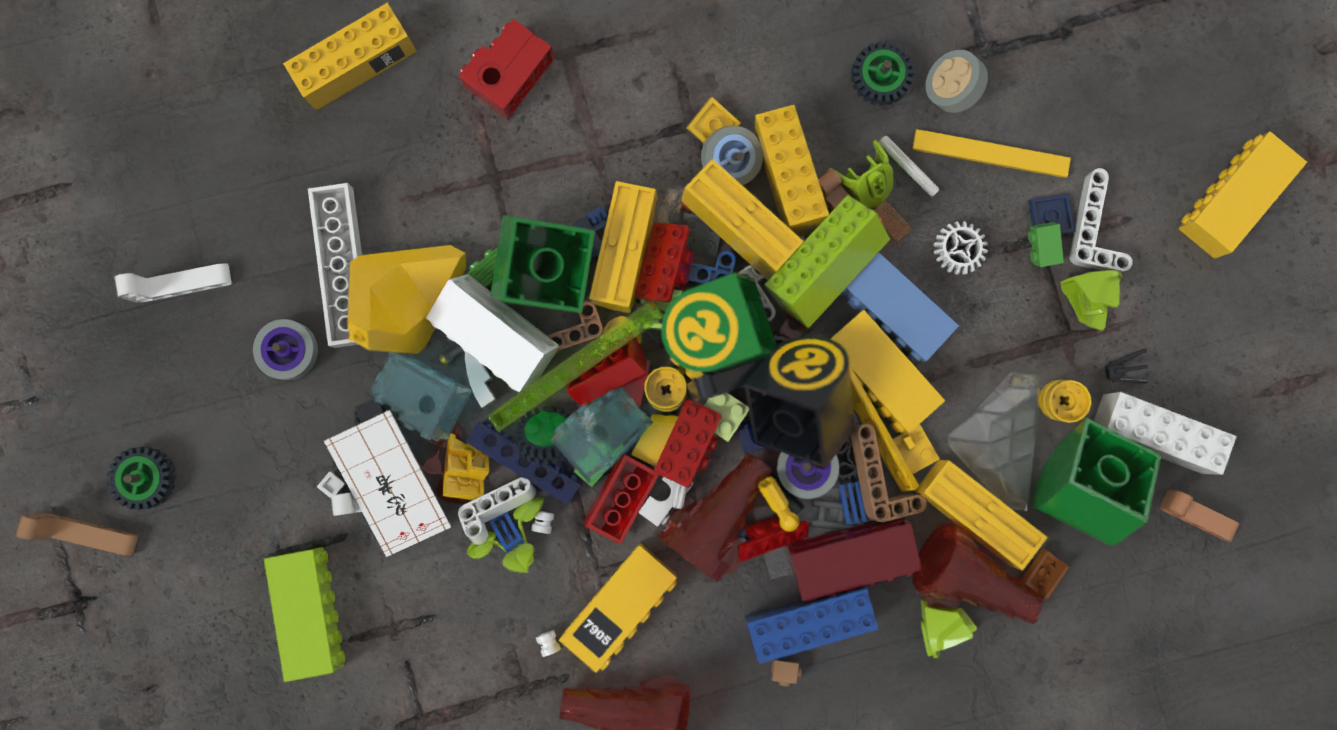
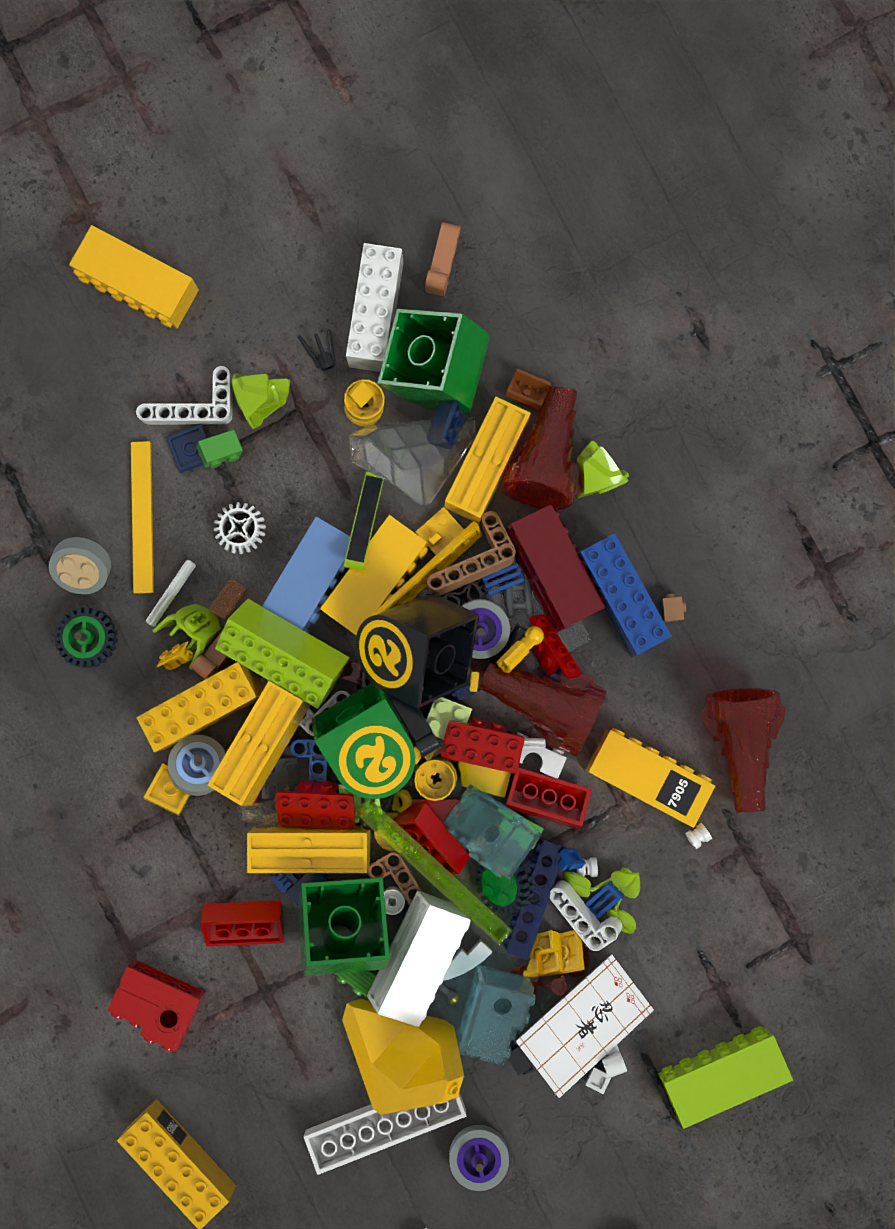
camera: 100 degrees left, 0 degrees up
(554, 320) = (393, 900): none -> white wheel
(554, 507) = (570, 859): none -> blue tile
(566, 168) = (243, 923): none -> red slope
(652, 355) = (406, 799): none -> yellow piece
(755, 449) = (474, 681): none -> yellow tile
(844, 158) = (175, 657): none -> yellow hinge
(942, 373) = (363, 522): none -> black tile
(1027, 479) = (446, 424): none -> dark blue slope
(1076, 398) = (360, 393): none -> yellow tile

